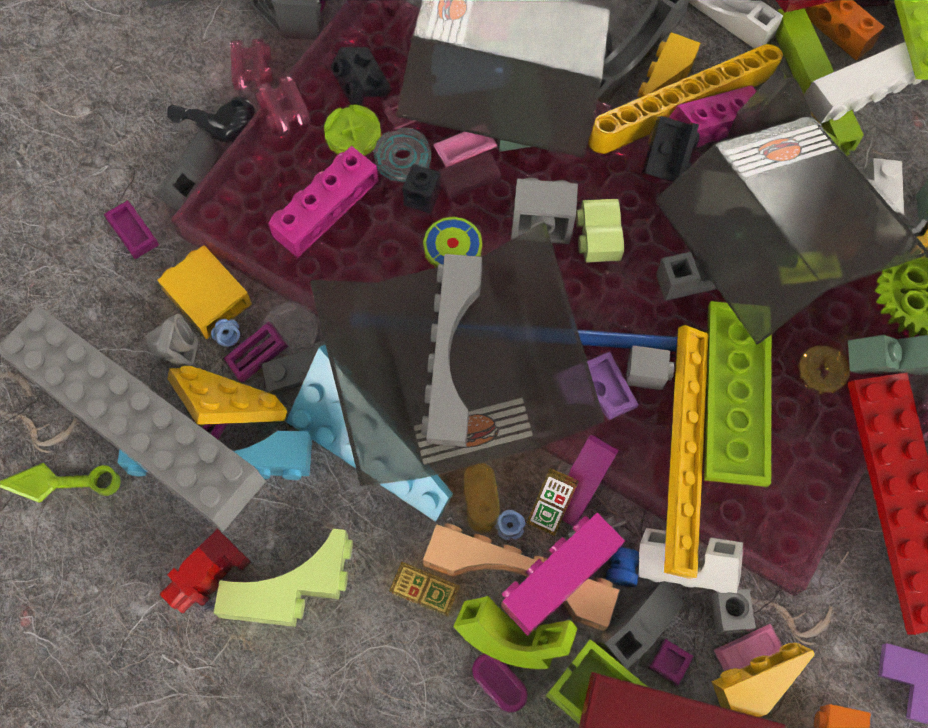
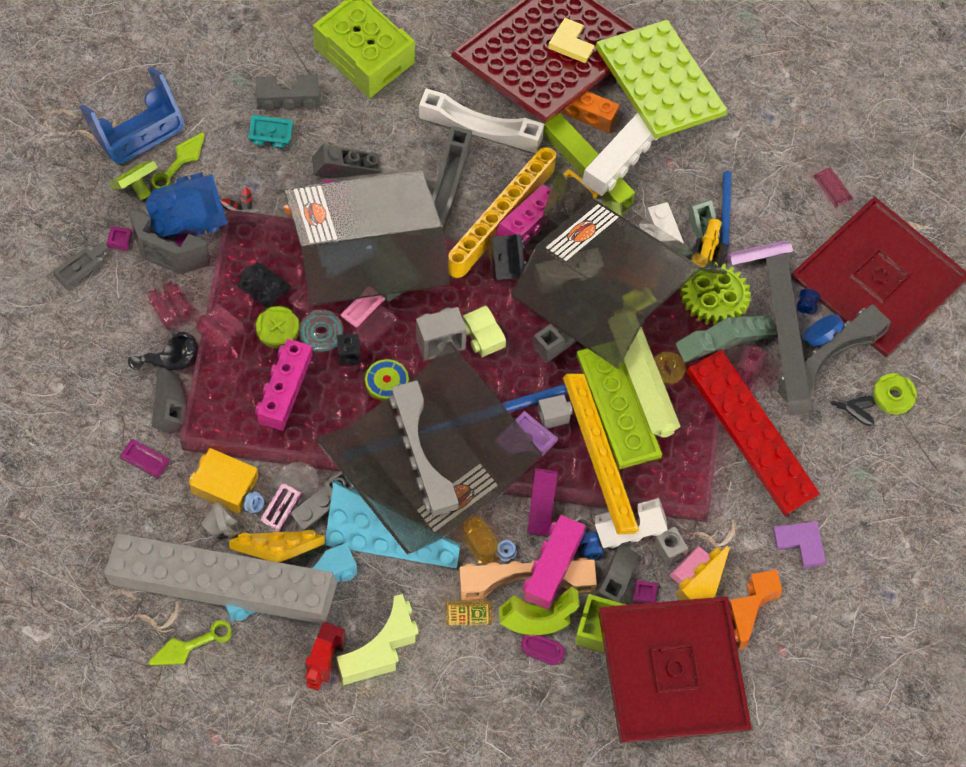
camera: 25 degrees left, 5 degrees down
(552, 501) = (528, 523): tile -> none
(673, 65) = (480, 190): yellow slope -> none
(790, 389) = (650, 387): none -> yellowish green brick

